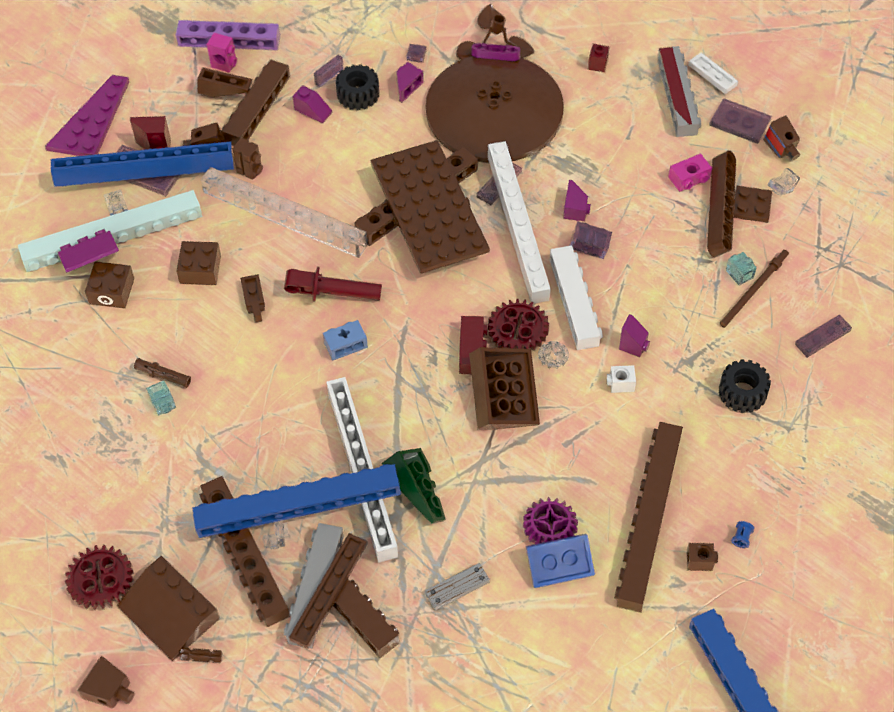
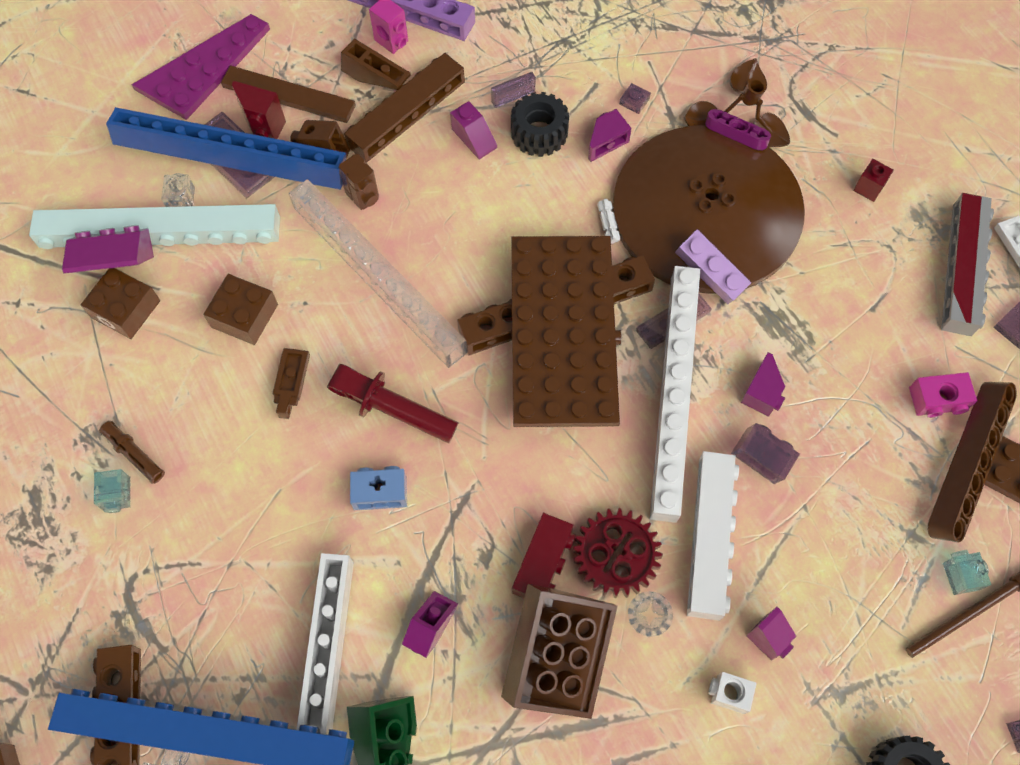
camera: 20 degrees right, 10 degrees up
(174, 119) = (294, 94): none -> reddish brown tile
(413, 405) = (429, 624): none -> magenta slope
(429, 133) = (608, 220): none -> white axle
(517, 140) = (713, 266): none -> lavender brick

